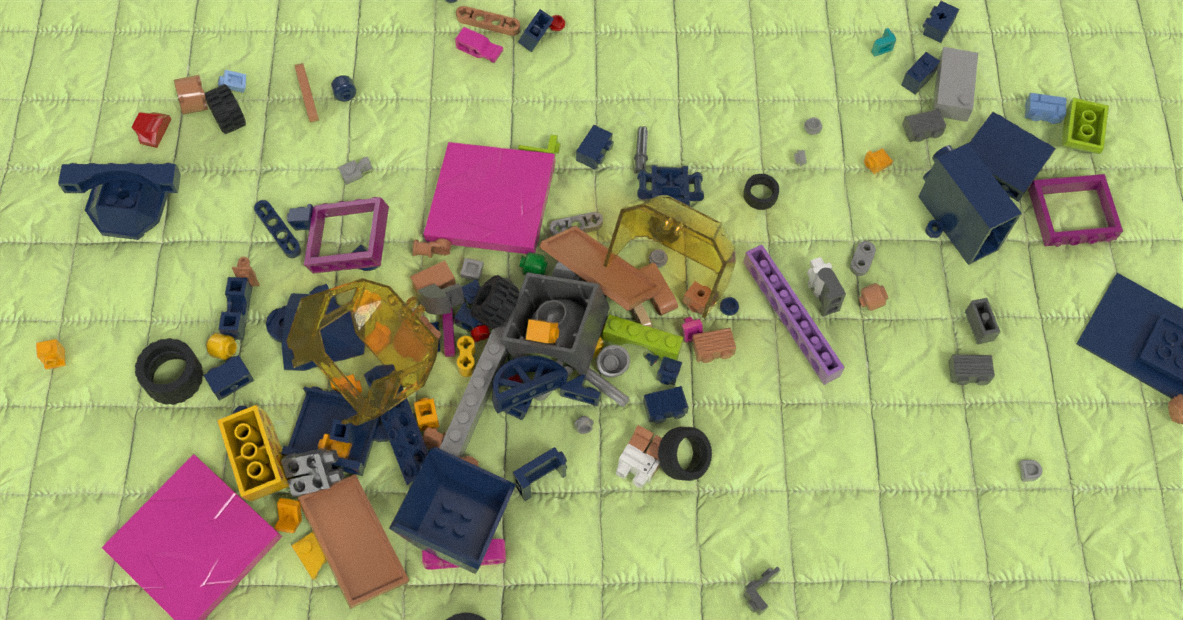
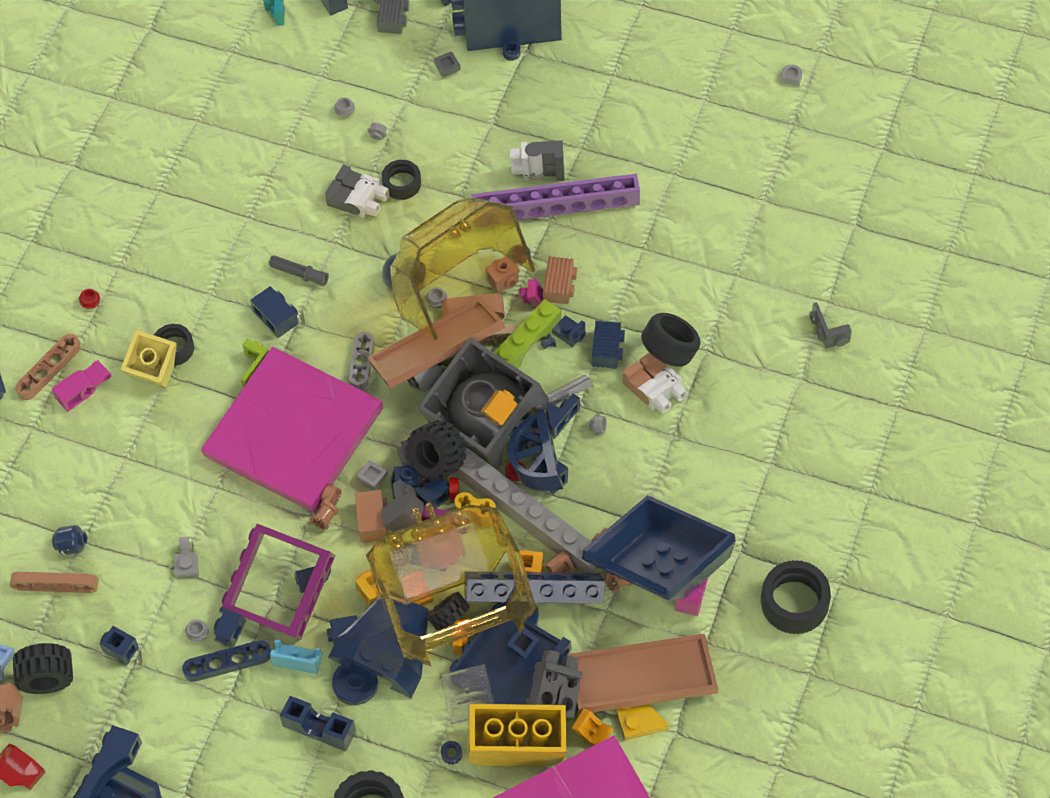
camera: 65 degrees left, 5 degrees down
(221, 346) = (357, 752): yellow head -> none
(228, 377) = (400, 752): dark blue brick -> none
(244, 270) = (277, 696): nougat hinge -> none
(266, 152) = (127, 645): none -> dark blue brick
(292, 408) = (465, 688): none -> clear slope
(293, 274) = (296, 657): none -> medium azure hinge
(296, 199) = (197, 630): none -> light grey plate
(342, 448) = (526, 666): light orange bracket -> none
(357, 365) = (448, 611): none -> black tyre
(510, 78) = (150, 358): none -> light yellow slope
(533, 263) = (394, 413): green head -> none
(535, 30) = (94, 318): dark blue brick -> none
(537, 102) = (178, 330): none -> black tyre
(537, 469) = (635, 456): dark blue panel -> none
(613, 361) = (544, 369): light grey hat -> none
(670, 182) = (360, 255): dark blue brick -> none
(728, 169) = (355, 193): none -> hips
(864, 257) = (515, 121): light grey plate -> none
(873, 297) = (565, 127): nougat head -> none
(877, 161) = (412, 68): light orange bracket -> none
(893, 184) = (447, 64): none -> dark grey plate
(971, 369) = (675, 78): dark grey brick -> none
(982, 321) = (631, 49): dark grey brick -> none

